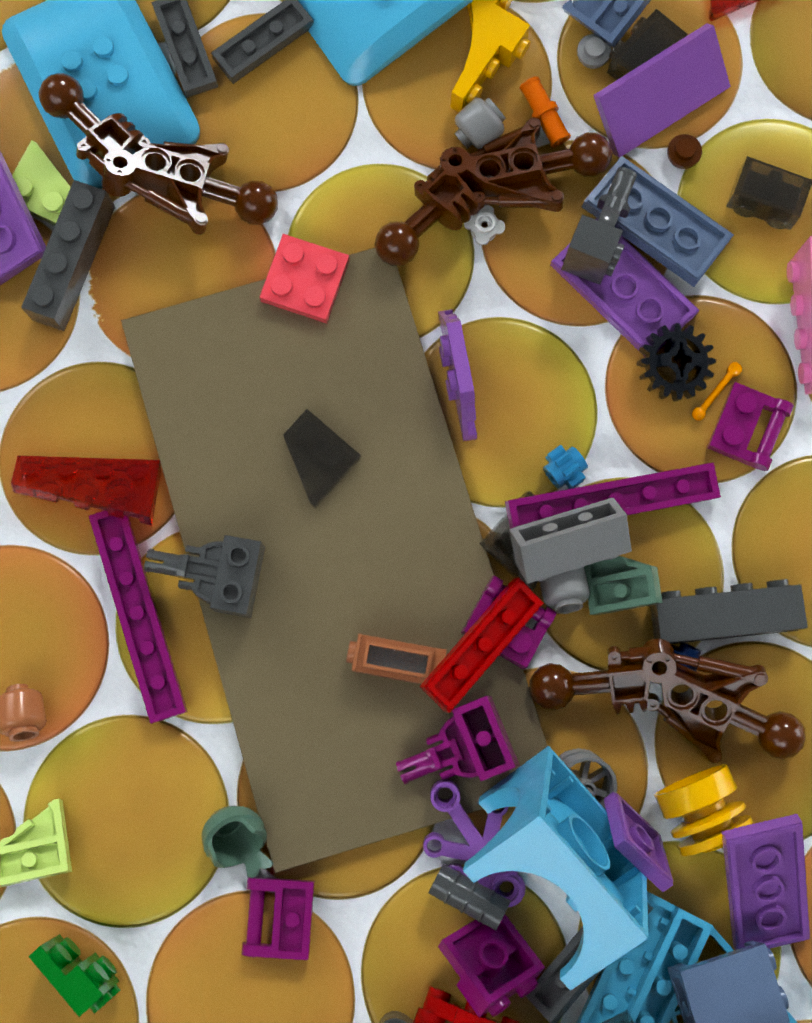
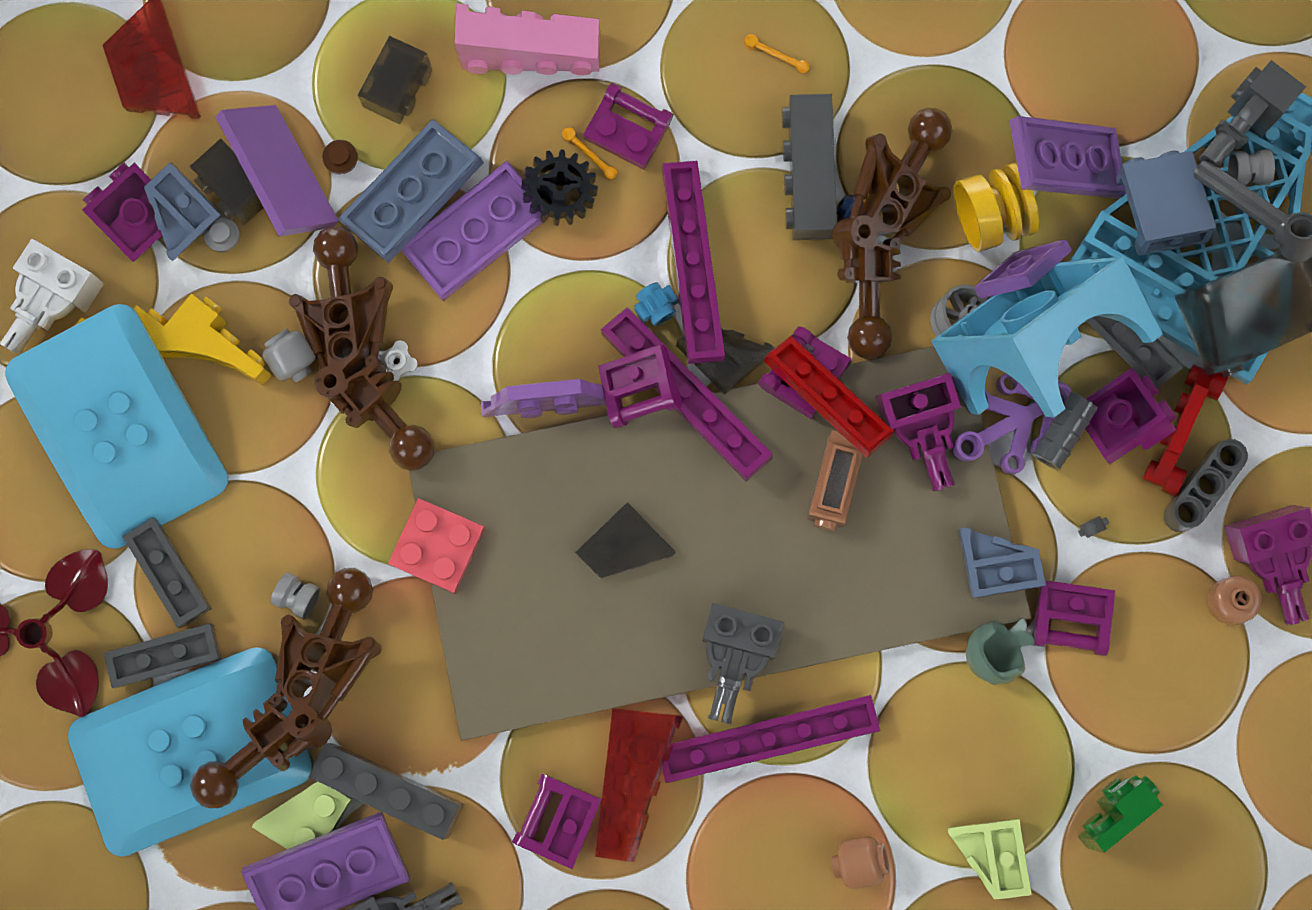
camera: 80 degrees left, 0 degrees up
(44, 427) = (567, 827): none -> magenta plate
(248, 155) = (295, 595): none -> light grey wheel
(324, 835) = (998, 565): none -> sand blue wing
(374, 935) = (1093, 527): none -> dark grey piece
(474, 504) = (699, 405): none -> magenta plate
(488, 450) = (636, 374): none -> magenta plate
(545, 111) = (282, 289): orange pin -> none
(566, 591) = (772, 316): light grey head -> none
(571, 540) = (733, 302): light grey brick -> none
(595, 242) = (438, 249): dark grey brick -> none
(621, 585) = (773, 265): sand green wing -> none

